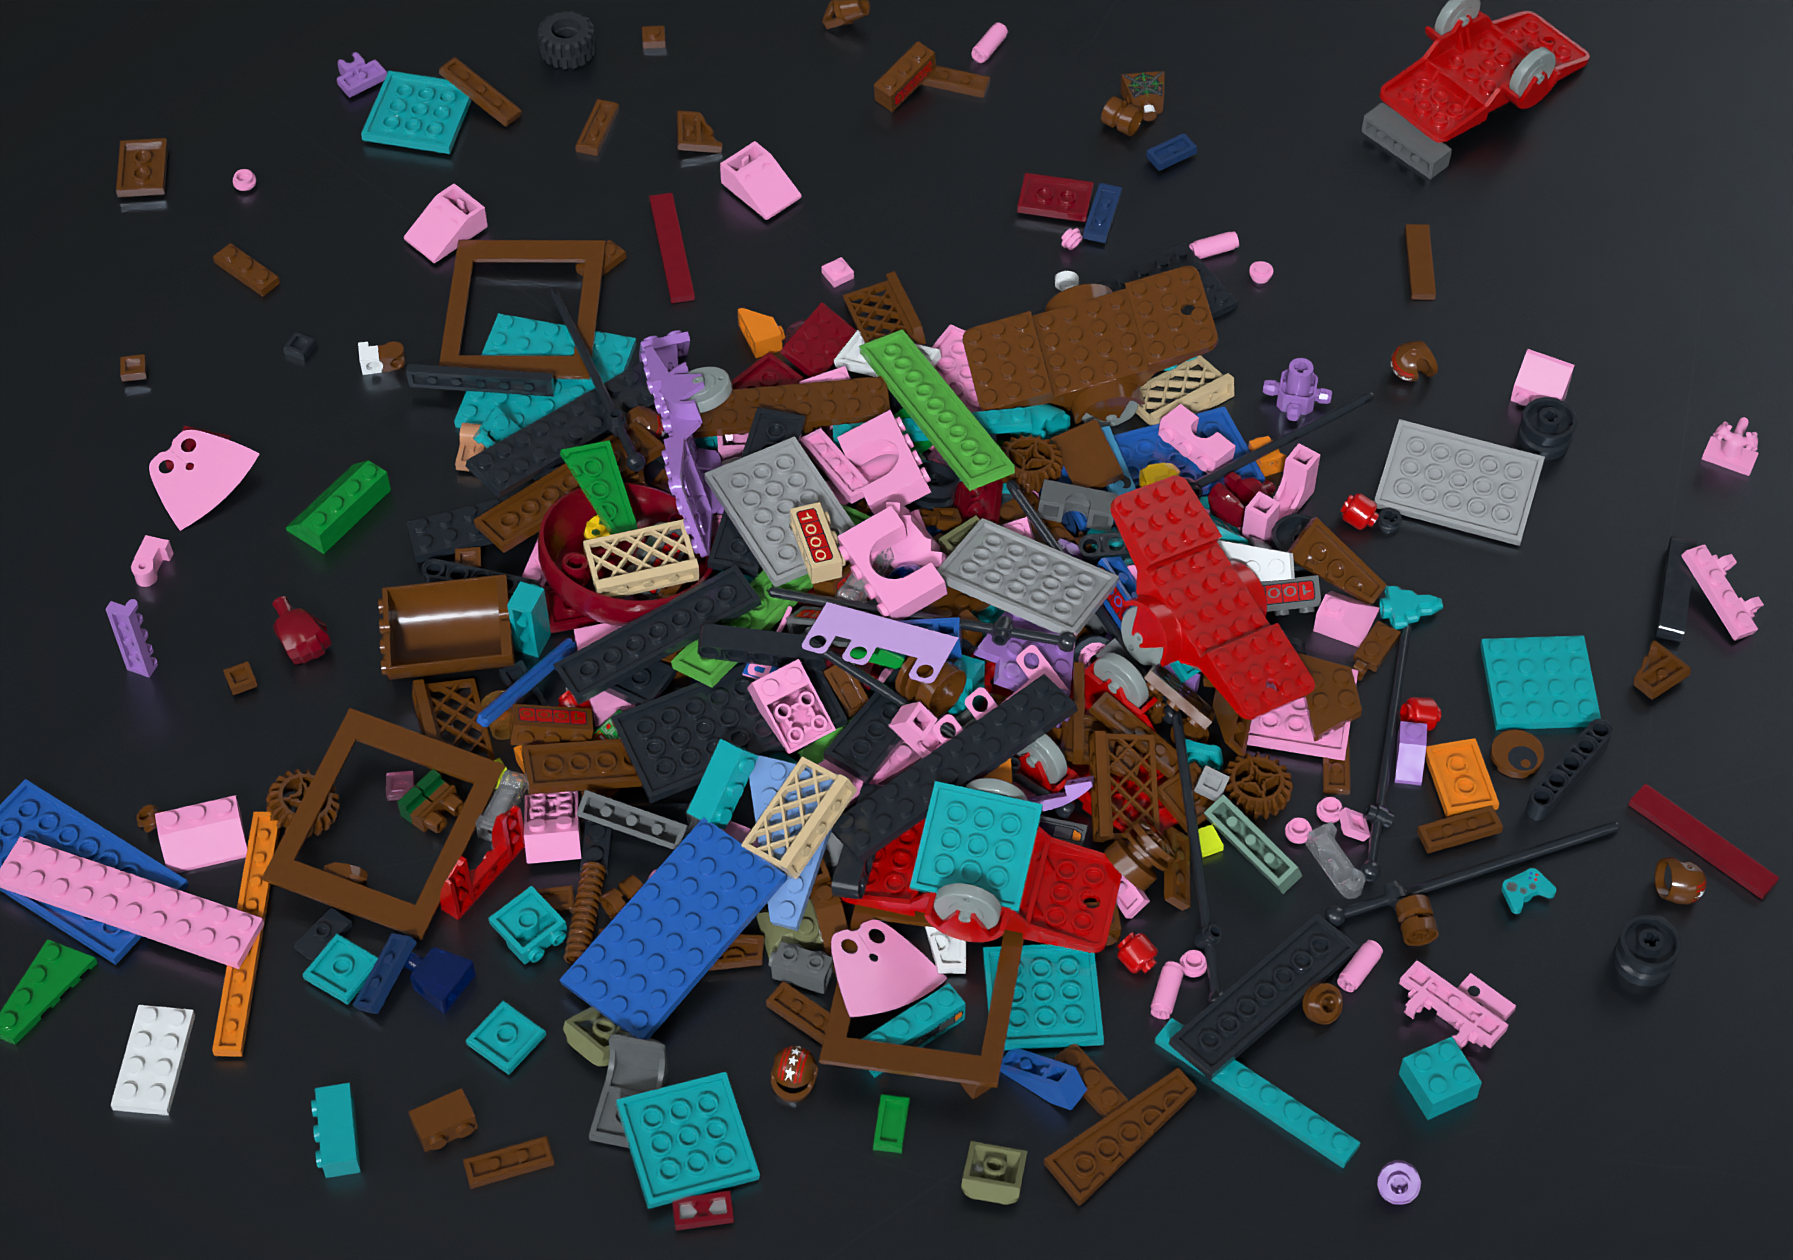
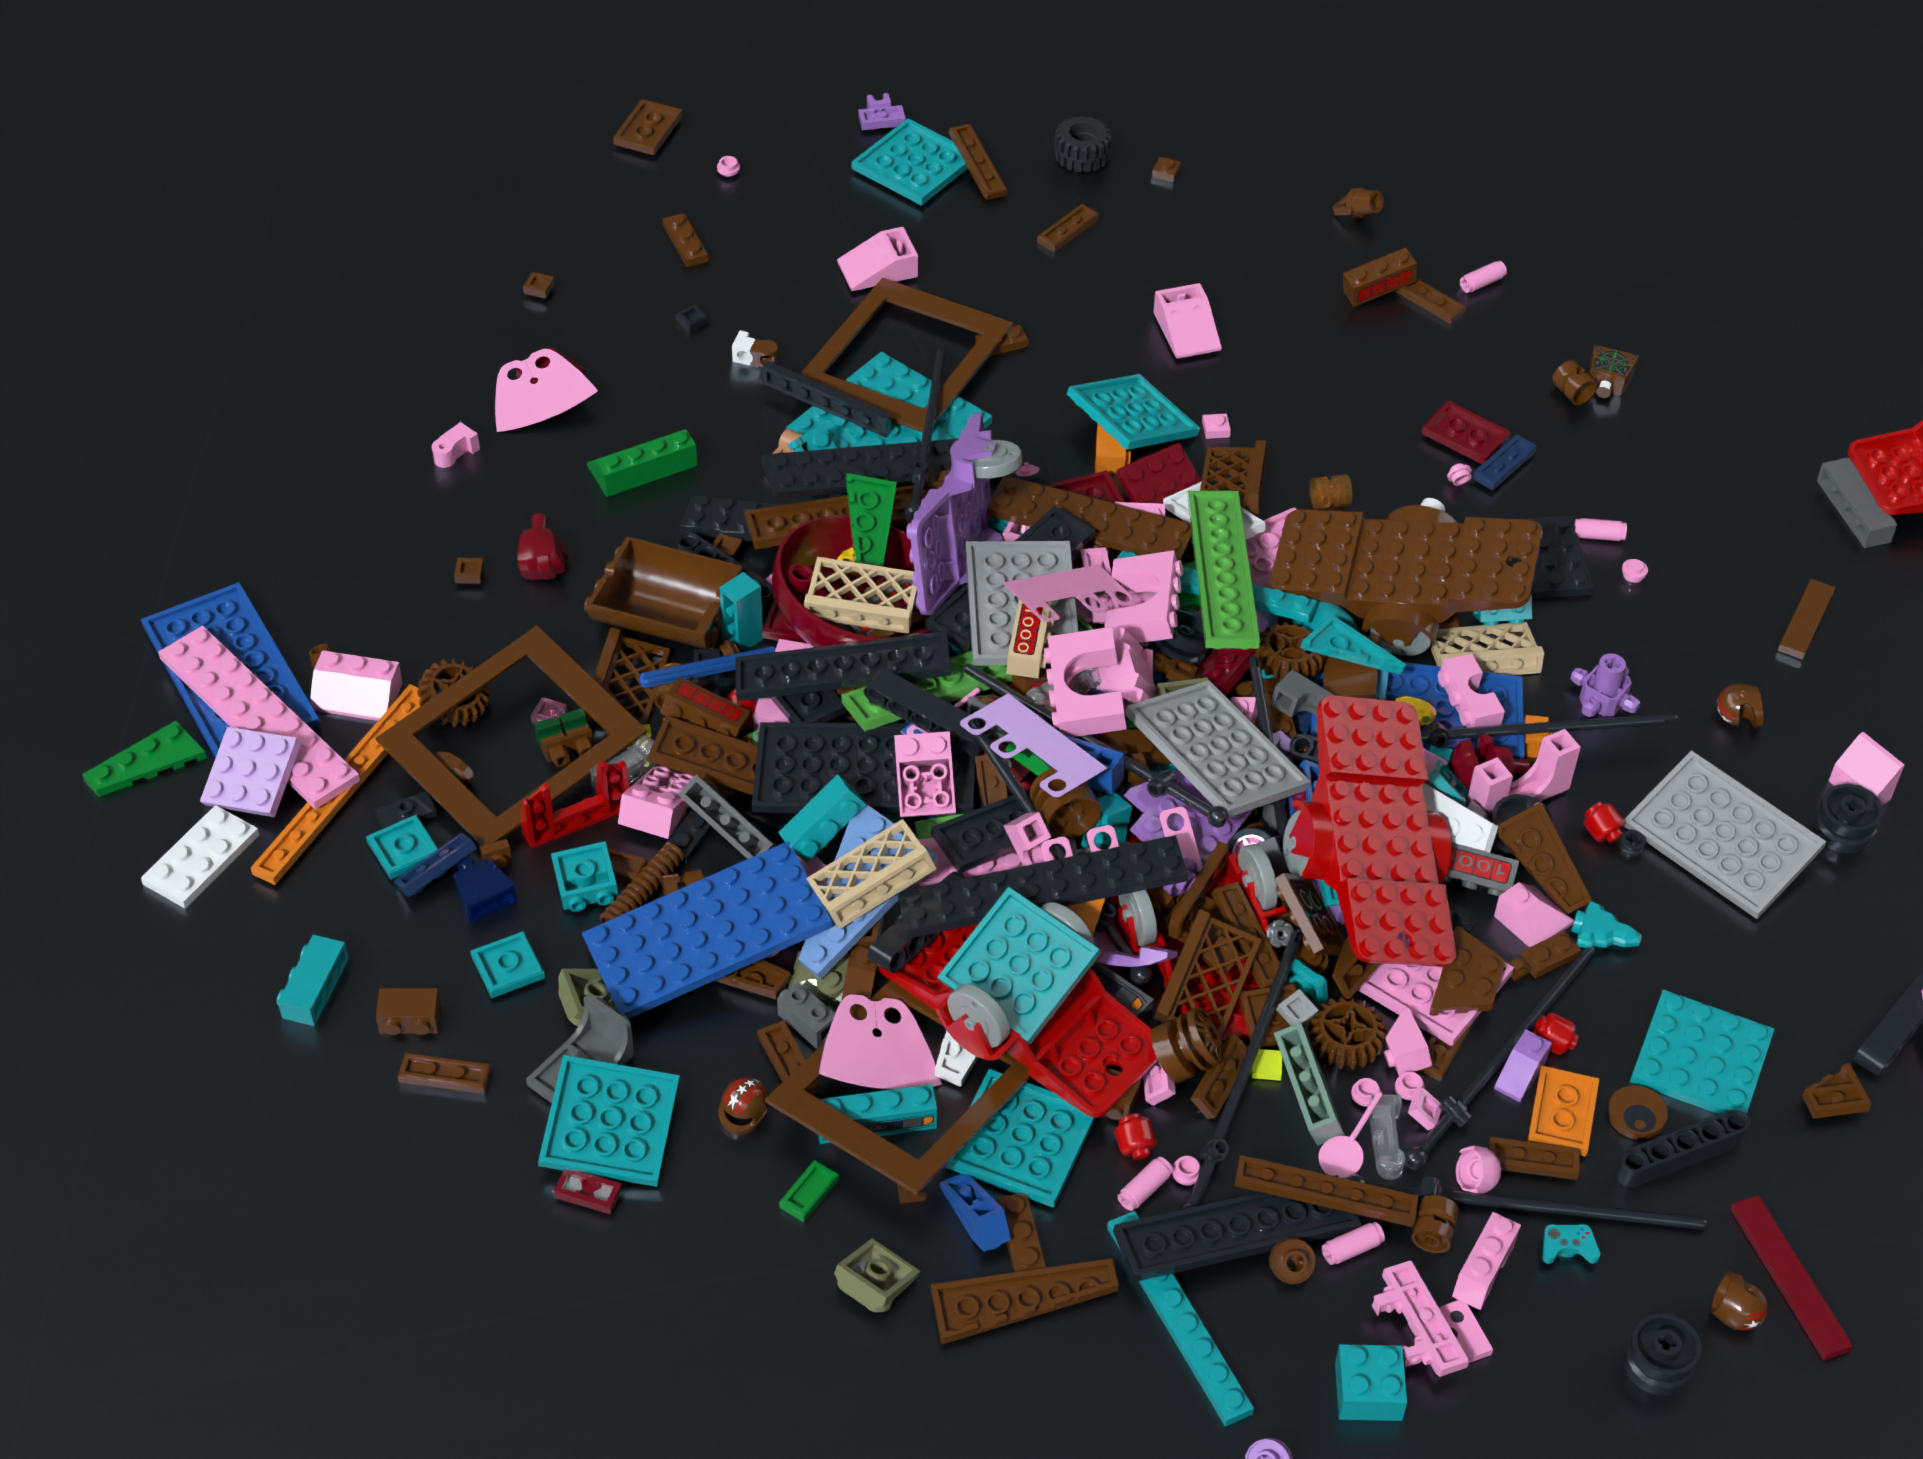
camera: 25 degrees right, 5 degrees down
(131, 637) = (388, 497): medium lavender hinge -> none
(157, 959) = (250, 771): none -> lavender plate
(435, 937) = (497, 852): none -> reddish brown plate
(531, 657) = (728, 649): none -> reddish brown plate
(668, 347) = (1015, 430): medium lavender plate -> none
(672, 248) = (1073, 351): dark red tile -> none
(695, 134) = (1153, 262): reddish brown wing -> none
(762, 287) = (1133, 411): none -> teal plate
(819, 480) = (1065, 584): none -> bright pink piece
(972, 298) = (1333, 491): none -> clear orange wheel
(1074, 437) = (1343, 642): none -> teal wing
(1156, 722) = (1273, 930): none -> flat silver plate
(1171, 151) = (1607, 431): dark blue plate -> none
(1309, 893) = (1343, 1154): none -> bright pink piece
(1312, 776) = (1406, 1045): none -> bright pink slope
(1319, 931) = (1326, 1190): none -> reddish brown plate
(1424, 859) = (1478, 1169): none -> bright pink hair
(1476, 937) = (1485, 1260): none -> bright pink arch

